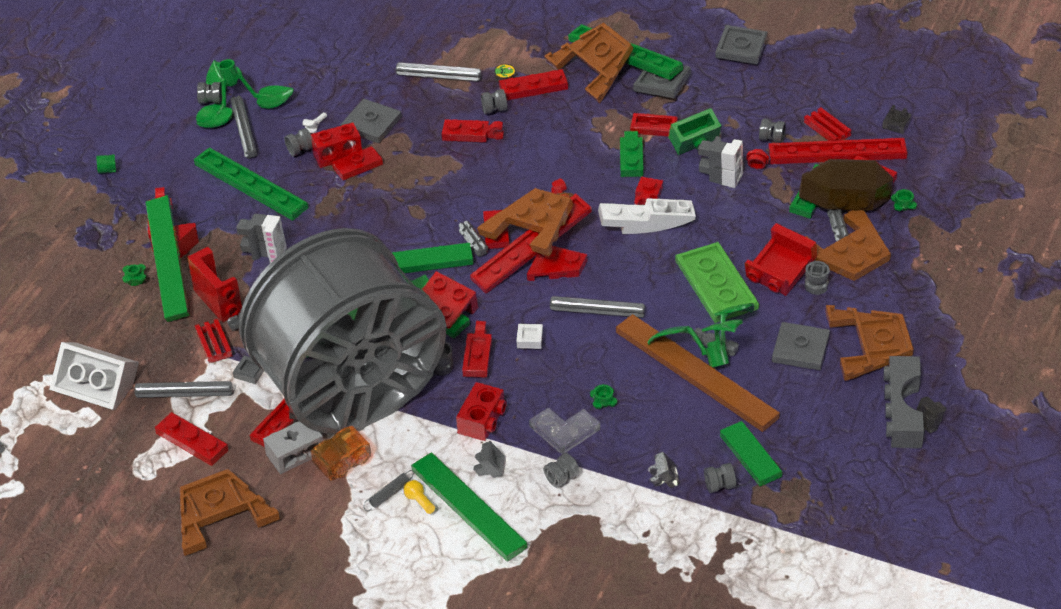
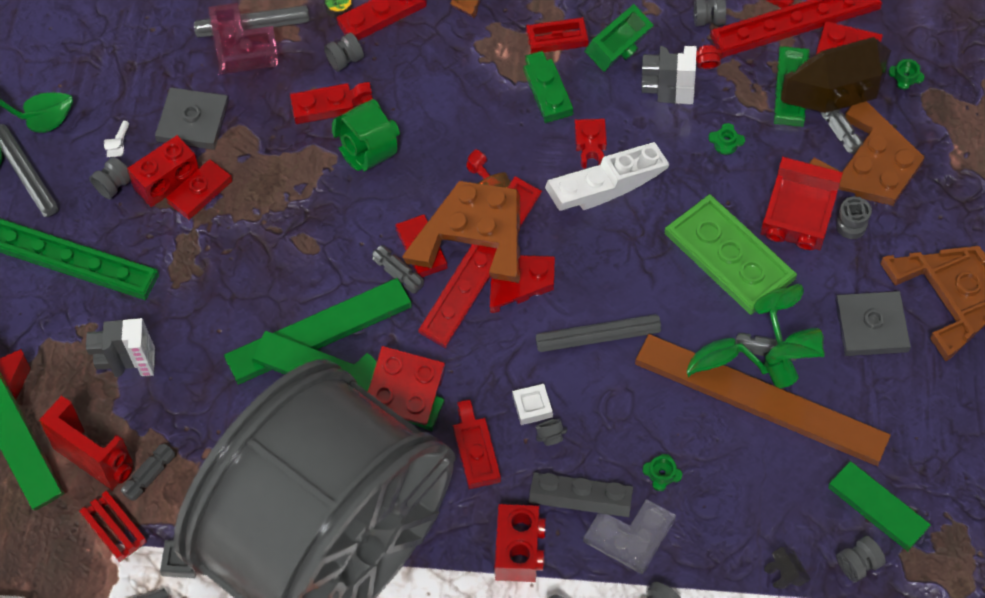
camera: 20 degrees left, 15 degrees up
(419, 82) = (239, 48): none -> clear pink brick
(484, 151) = (366, 135): none -> green brick
(534, 354) = (550, 432): none -> dark grey plate
(539, 395) = (581, 494): none -> dark grey plate
(747, 212) = (725, 146): none -> green plate

